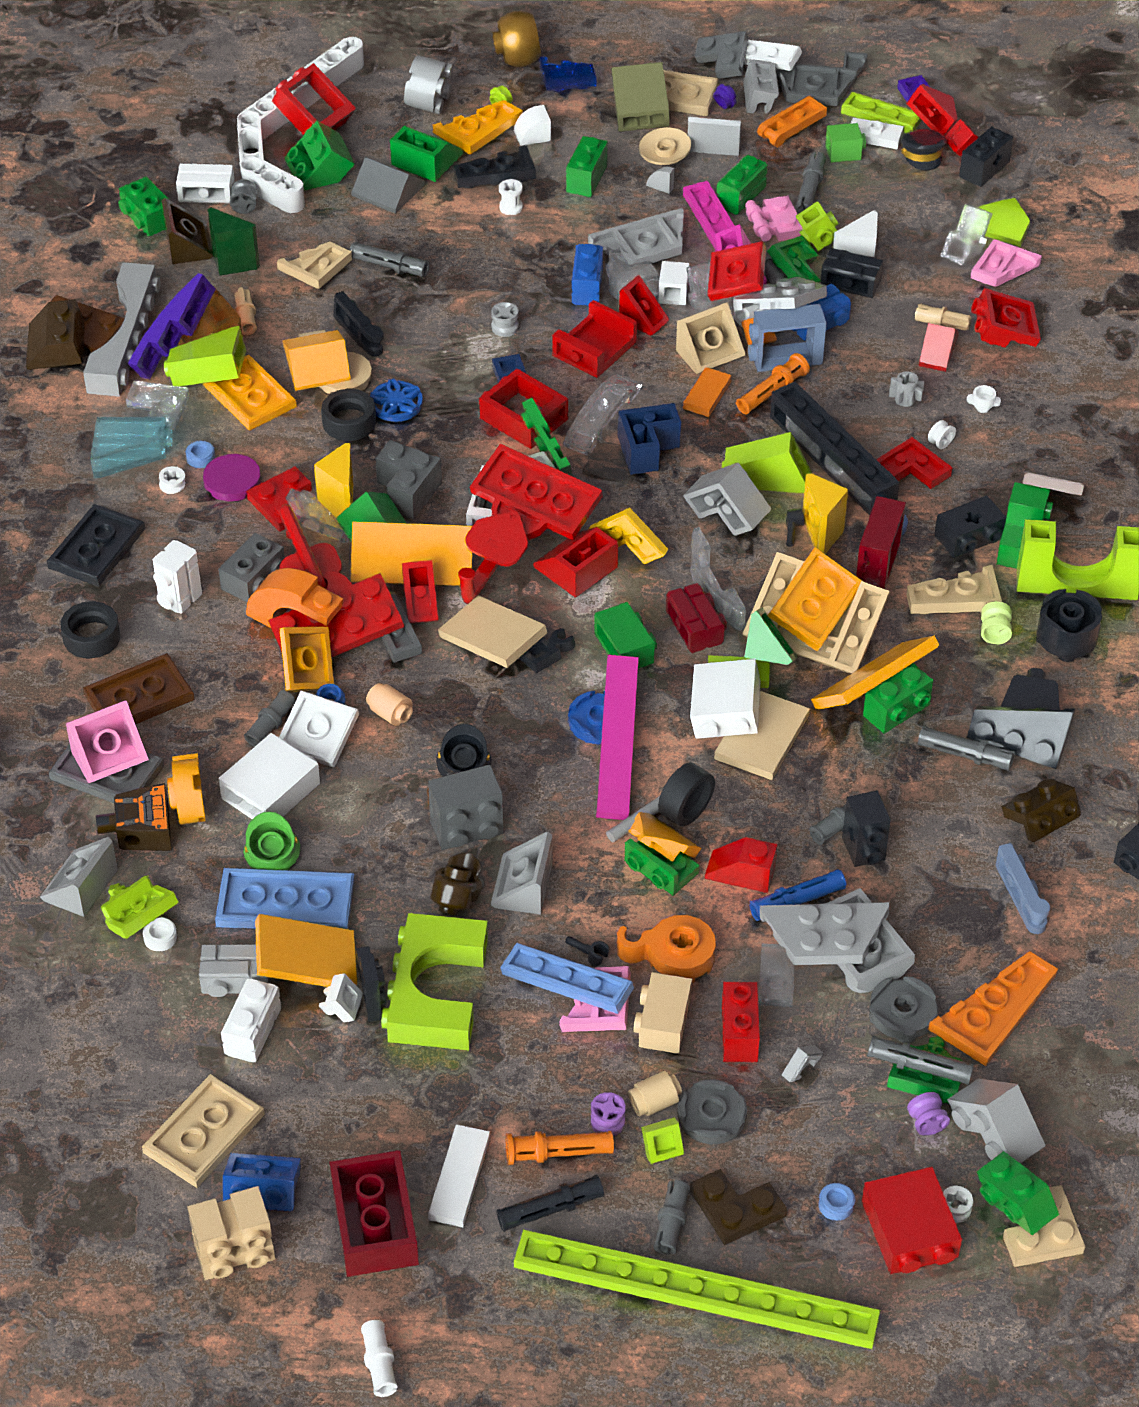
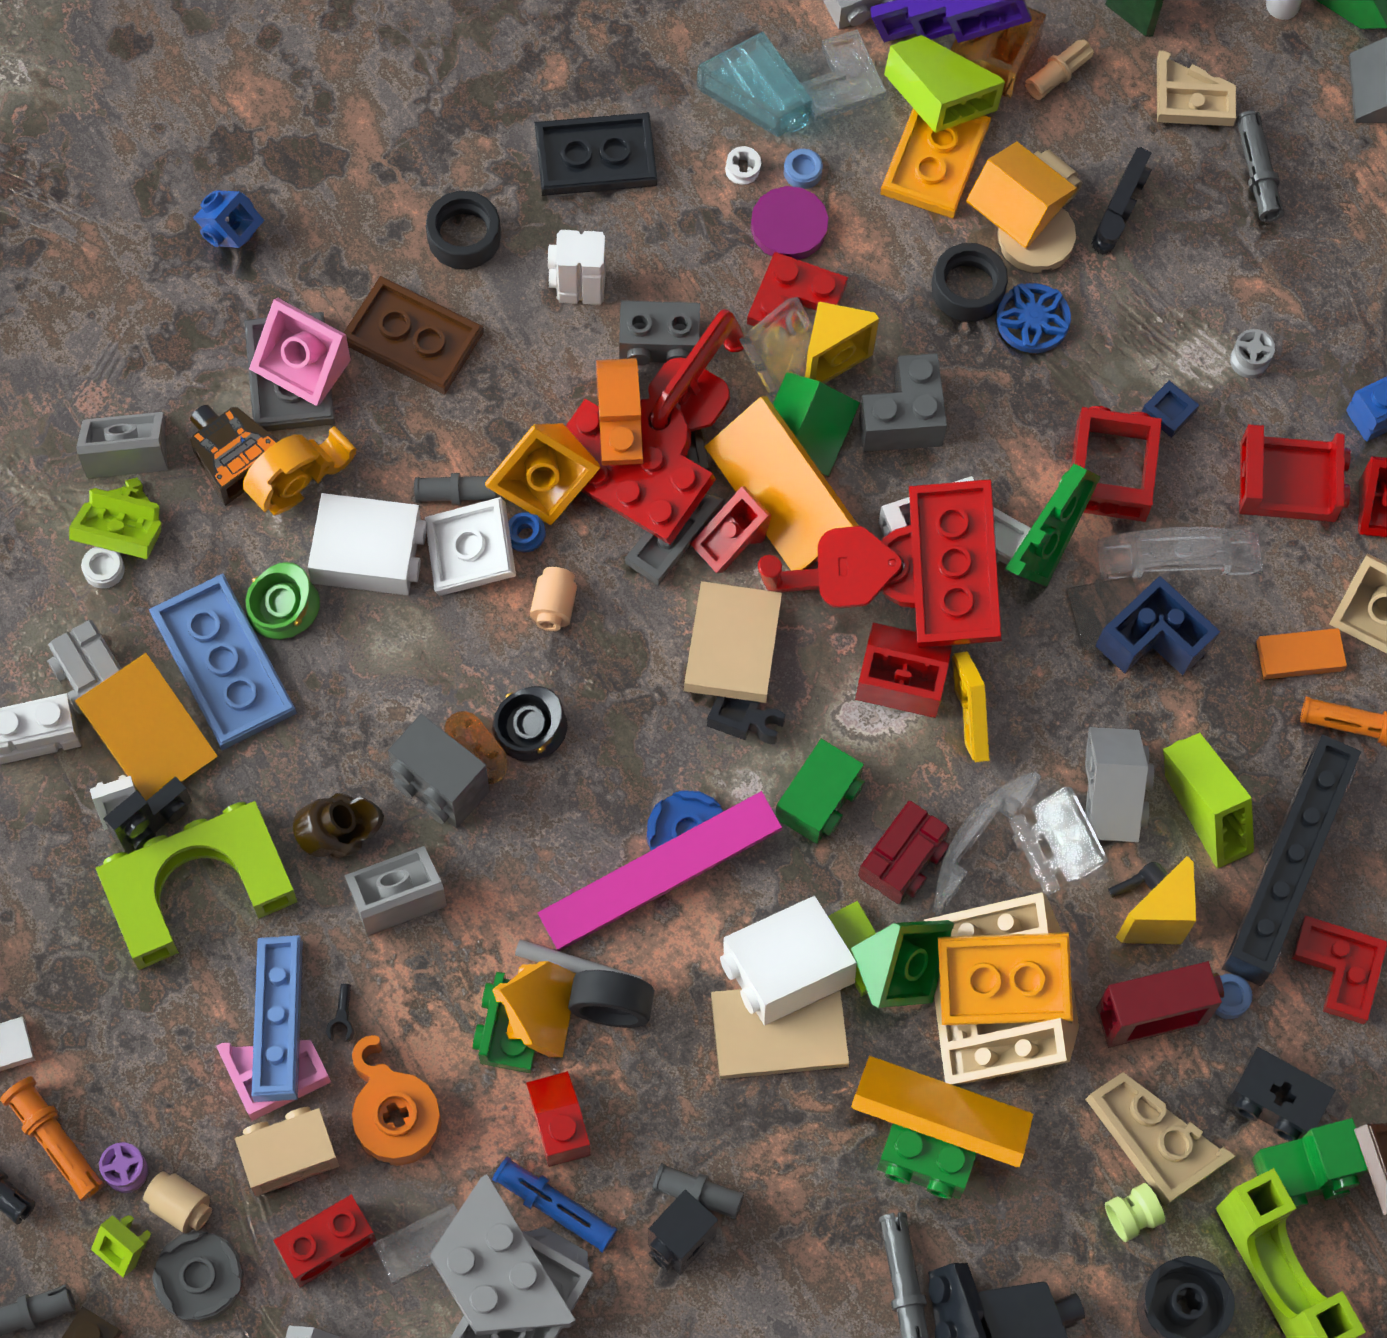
camera: 55 degrees right, 20 degrees up
(744, 535) = (1069, 836): none -> clear plate

